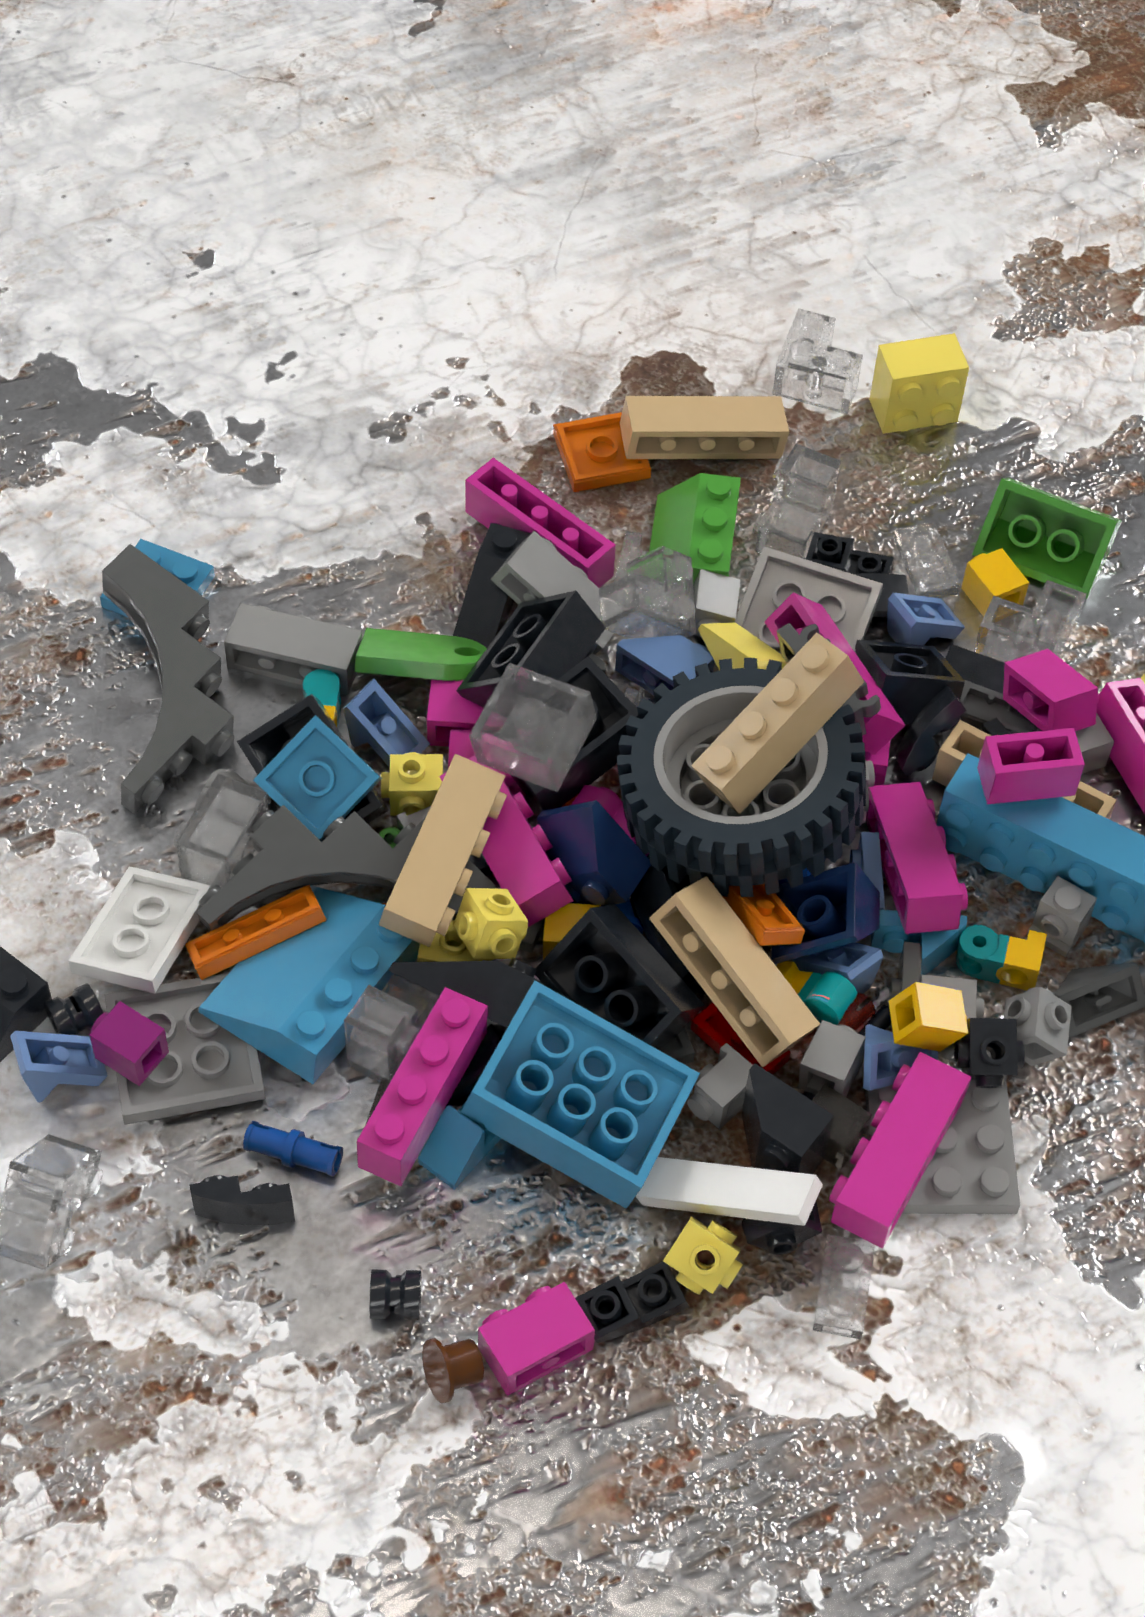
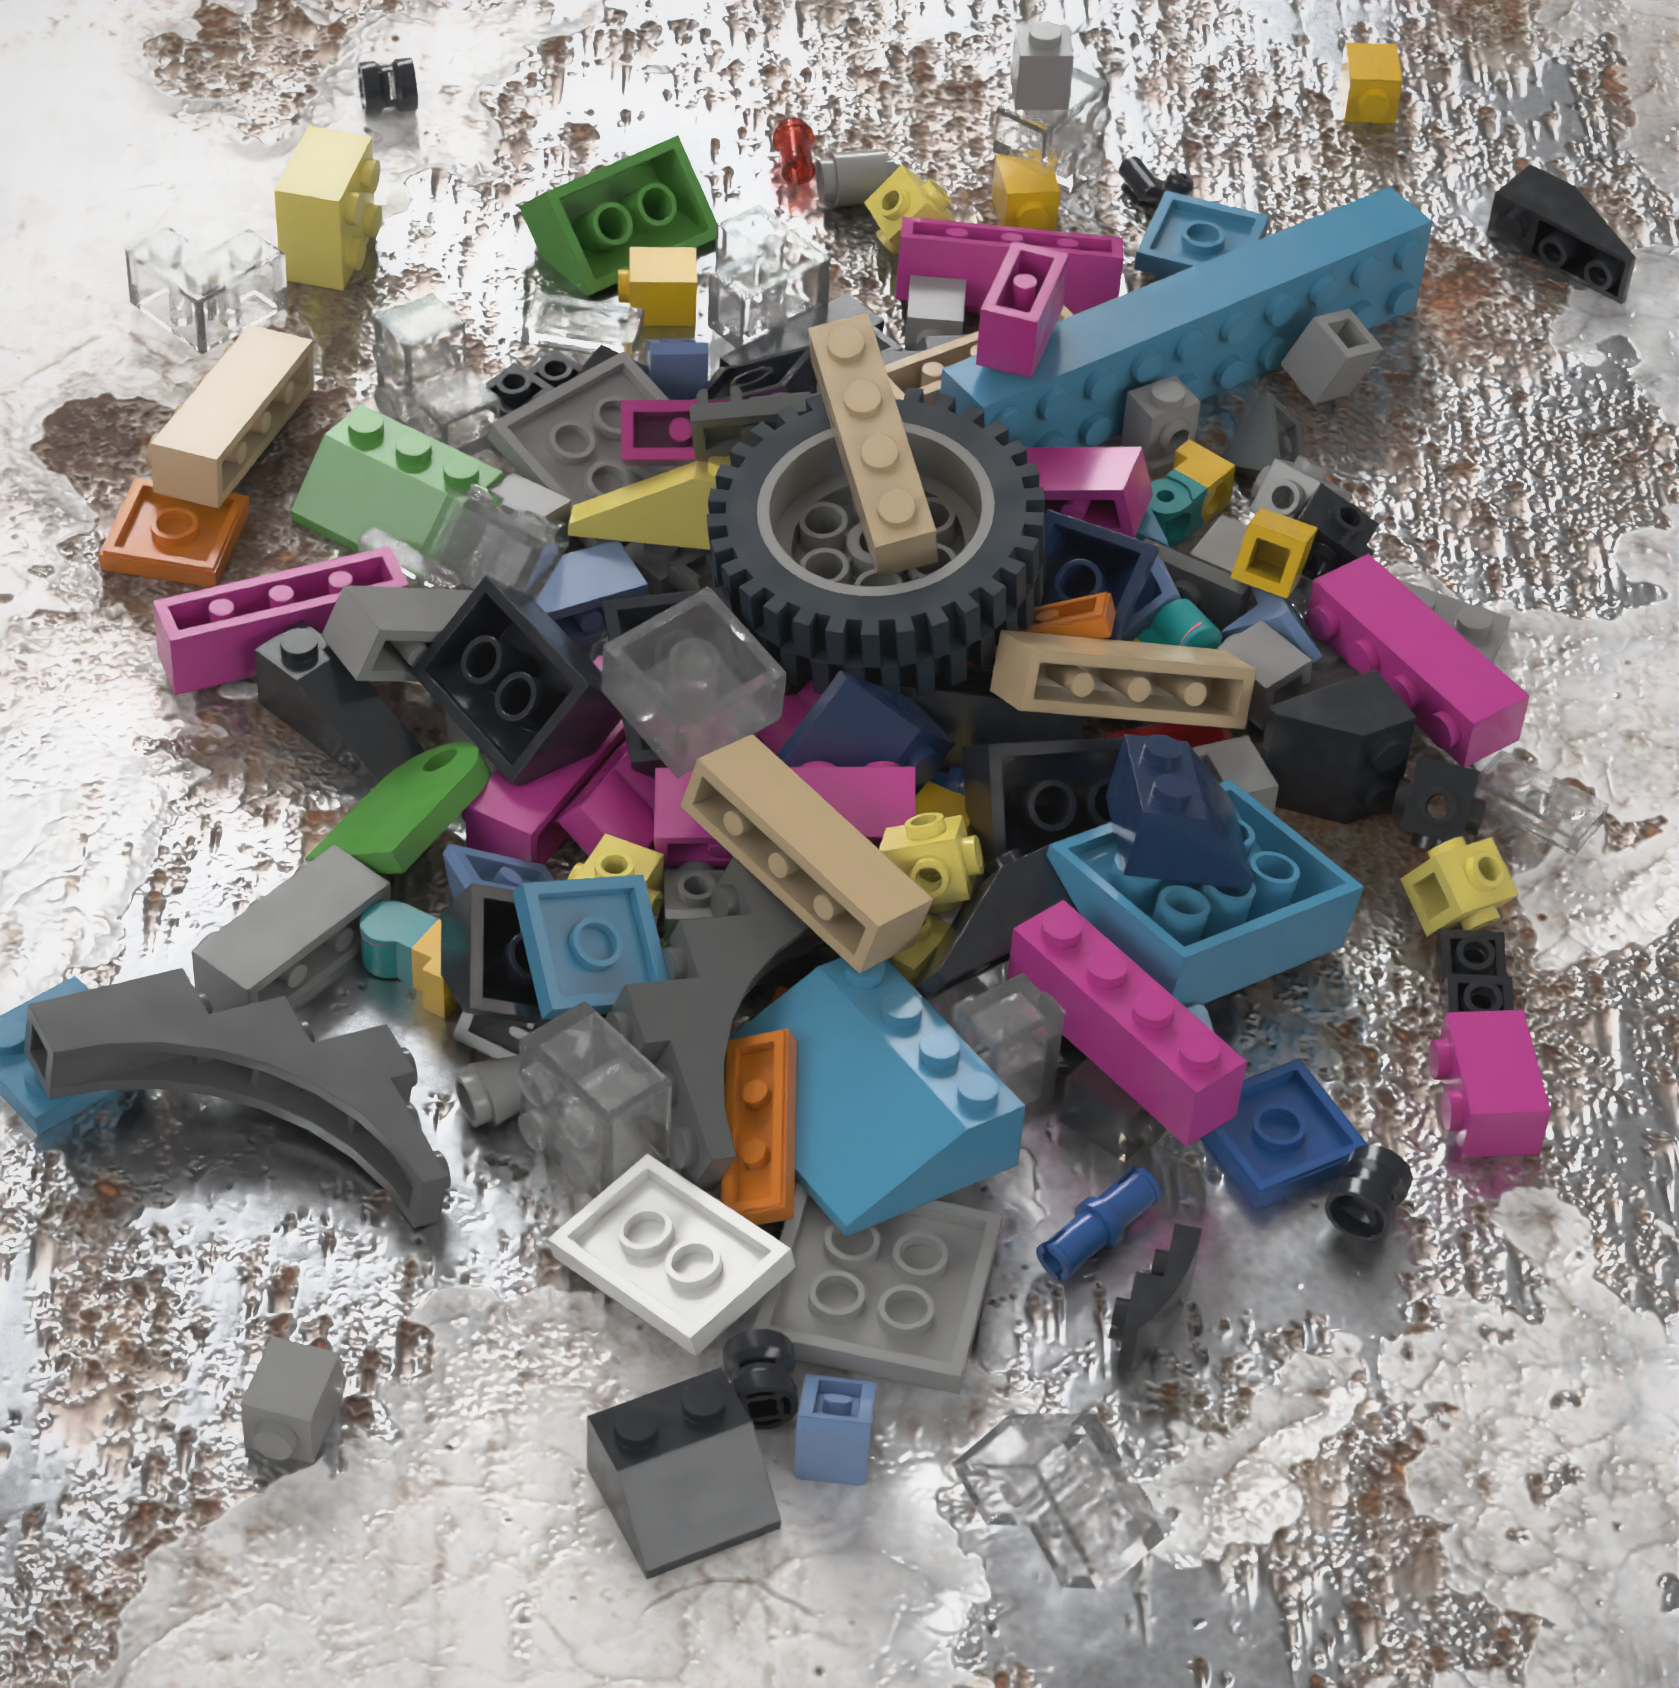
camera: 65 degrees left, 10 degrees down
(128, 1042) = (879, 1305): magenta brick -> none
(432, 1227) = (1283, 1136): none -> blue tile
(451, 1367) = (1497, 1178): reddish brown piece -> none
(603, 1045) = (1174, 816): none -> dark blue slope
(730, 1191) = (1416, 801): white tile -> none
(1050, 692) = (889, 281): dark pink brick -> none
(1081, 364) = (375, 86): none -> black wheel

